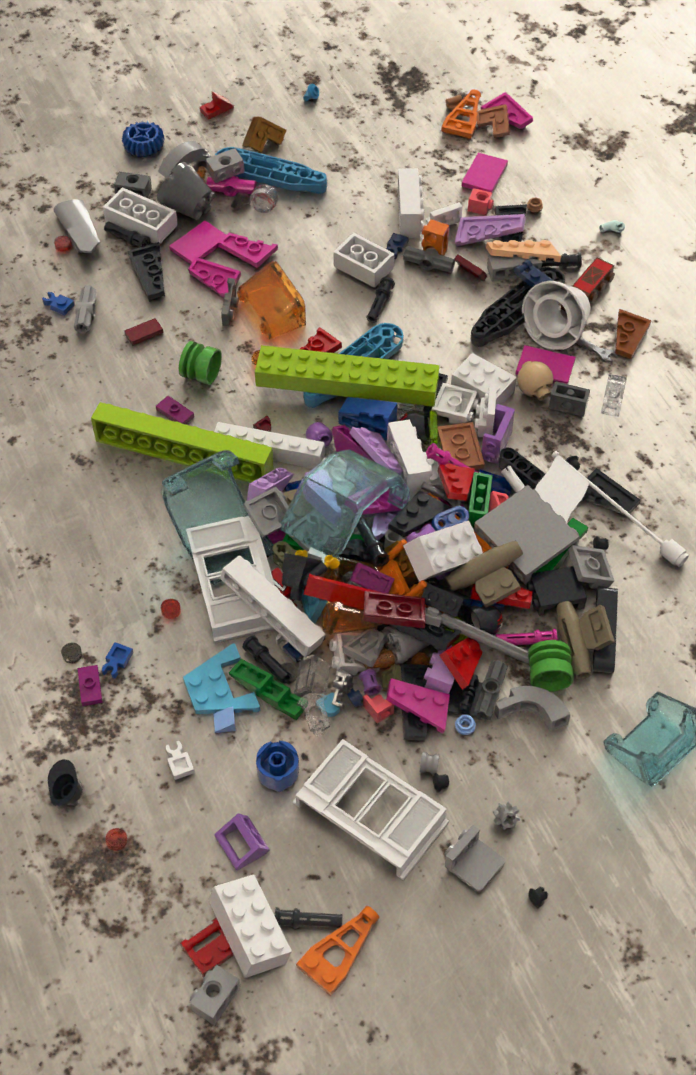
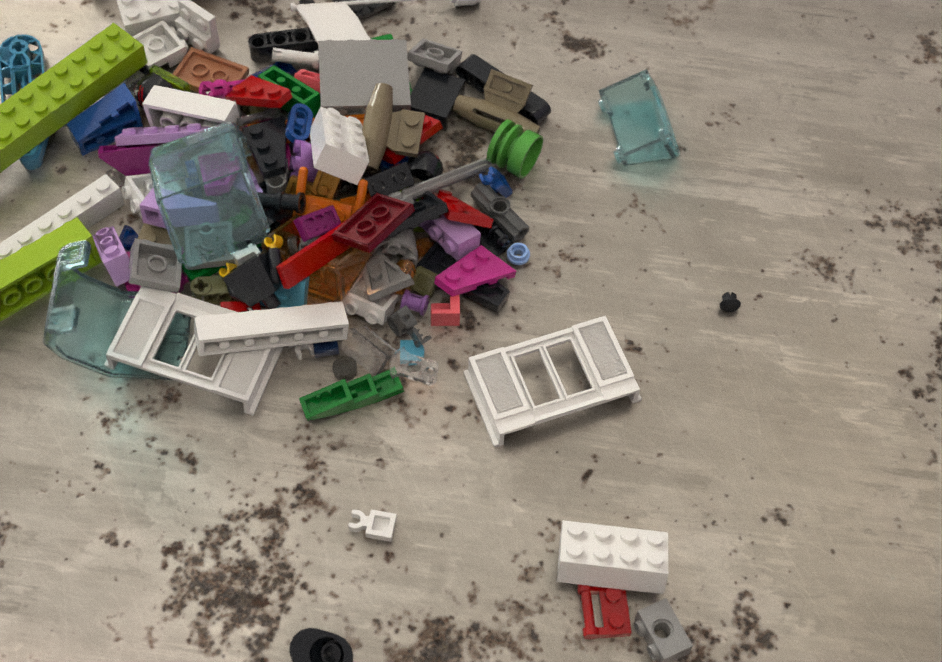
camera: 60 degrees left, 5 degrees up
(71, 652) = (152, 561): clear smoke tile -> none
(89, 685) = (210, 564): magenta plate -> none
(116, 839) = (419, 637): clear red tile -> none
(117, 657) = (200, 515): blue plate -> none
(170, 608) = (179, 432): clear red tile -> none
(210, 689) = (310, 449): medium azure wing -> none
(224, 720) = (357, 454): light blue slope -> none
(251, 836) = (508, 502): medium lavender tile -> none
(261, 654) = (307, 377): black pin -> none
(263, 424) = (22, 218): dark red tile -> none
(277, 765) = (451, 433): blue brick -> none
(295, 922) = (627, 511): black pin -> none
(319, 432) = (84, 174): medium lavender head -> none
(321, 970) = (689, 523): orange plate -> none
(355, 697) = (425, 324): dark blue plate -> none
(429, 763) = (540, 305): light grey wheel -> none
(440, 781) = (563, 309): black piece -> none
(473, 860) = (664, 329): light grey bracket -> none
(503, 428) = (232, 31): medium lavender panel -> none
(511, 818) = (638, 276): light grey gear -> none
(516, 672) = (497, 182): none -> blue plate
(528, 638) = (471, 146): dark pink pin -> none
(535, 700) = (541, 181): light grey arch -> none
(600, 543) = (411, 39): black piece -> none

